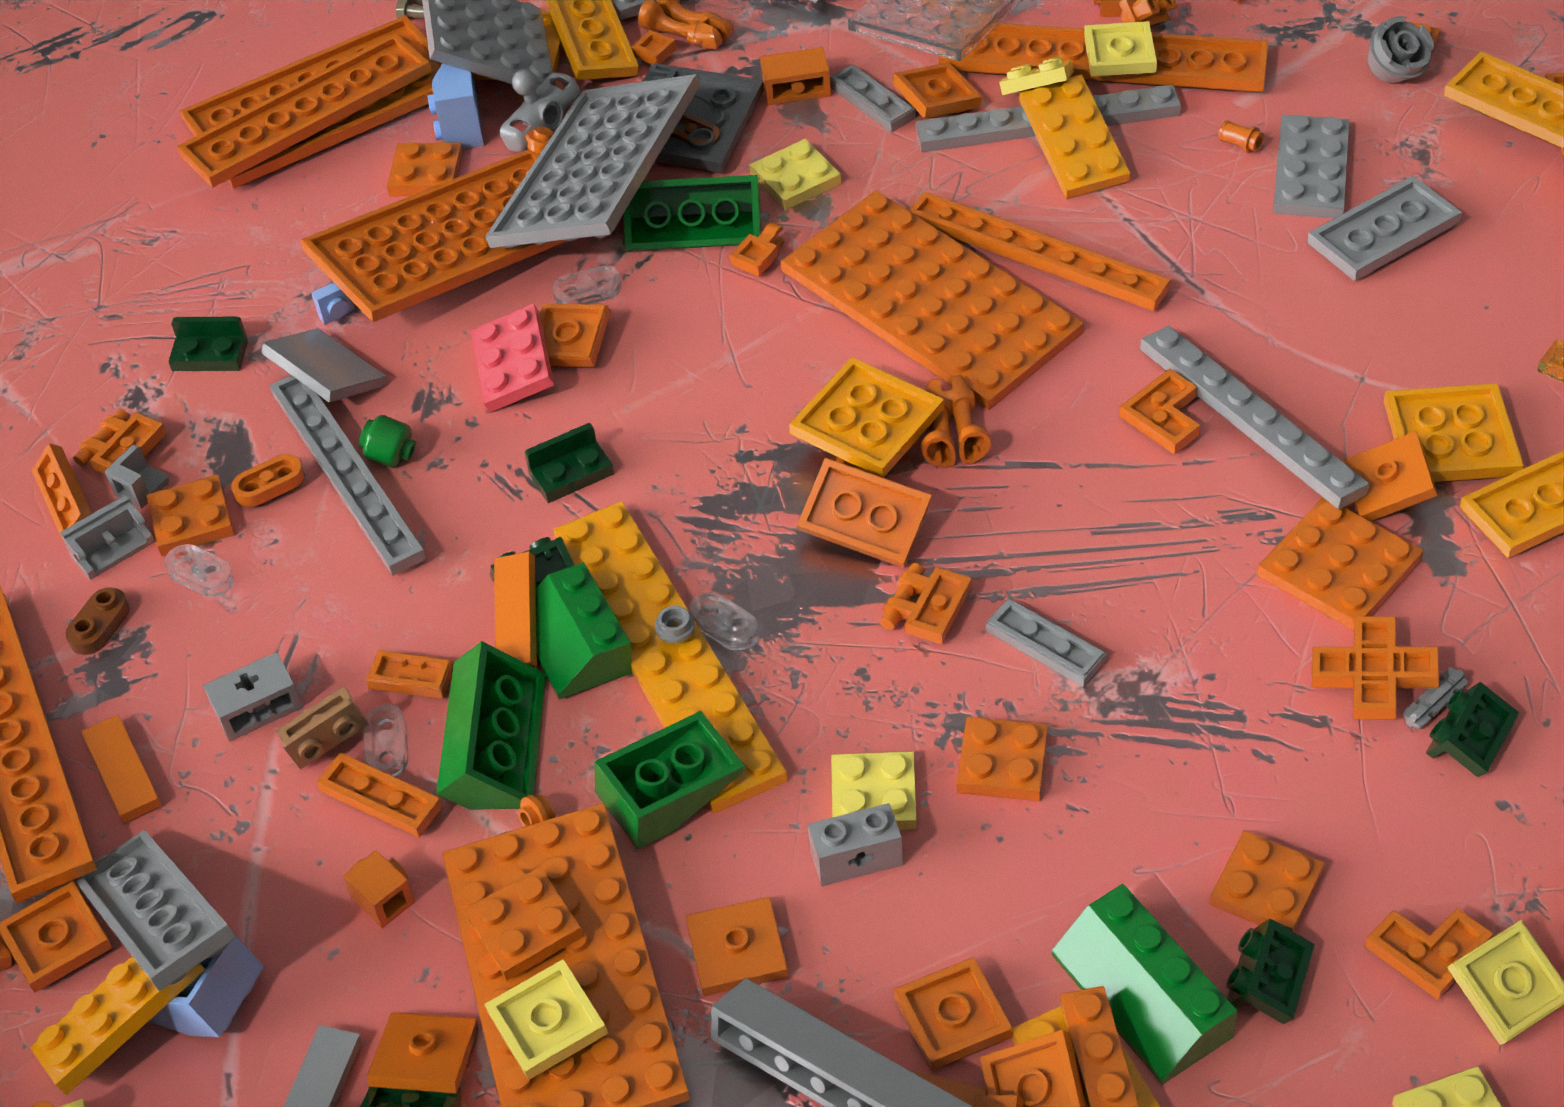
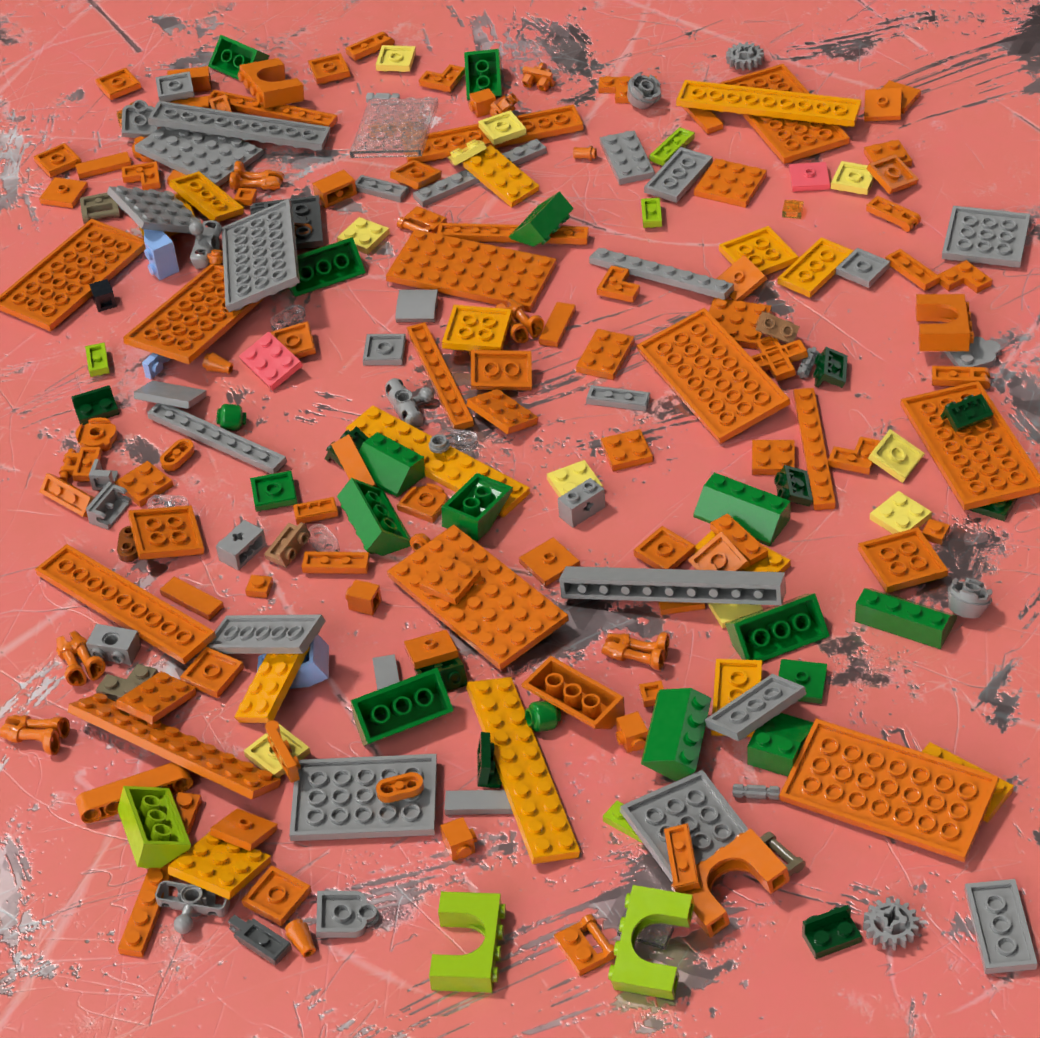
camera: 25 degrees left, 5 degrees down
(152, 625) = (165, 532): none -> orange plate
(179, 412) = (87, 436): none -> orange plate
(236, 789) = (259, 586): none -> orange plate
(262, 262) = (97, 359): none -> lime plate
(303, 109) = (70, 279): orange plate -> none
(337, 152) = (103, 295): none -> black panel
(369, 609) = (273, 491): none -> green plate
(423, 166) = (154, 290): orange plate -> none
(427, 331) = (215, 363): none -> orange cone
(546, 1019) = (487, 608): light yellow plate -> none
(568, 463) = (333, 398): dark green bracket -> none
(596, 726) = (423, 502): none -> orange tile
(676, 516) = (405, 404): none -> light grey piece
(706, 399) = (384, 349): none -> light grey tile
(757, 253) = (368, 276): orange plate -> none
(761, 488) = (440, 377): none -> orange plate
(803, 333) = (416, 305): none -> light grey slope
(825, 596) = (502, 411): none -> orange plate
(906, 173) = (421, 220): none -> orange plate
(936, 607) = (558, 399): orange plate -> none
(1018, 452) = (557, 324): none -> orange tile
(1069, 542) = (605, 354): none -> orange plate
(1092, 246) = (543, 221): none -> green slope
(1238, 666) = (713, 375): none -> orange plate
(1297, 287) = (651, 212): none -> lime plate
(1354, 900) = (814, 449): none -> orange plate
(1356, 24) = (615, 85): none -> orange plate
(1403, 609) = (776, 327): none -> medium nougat bracket
(1417, 160) = (665, 151): none -> lime plate
(1472, 273) = (730, 183): none -> orange plate
(1489, 137) = (705, 119): none -> orange tile

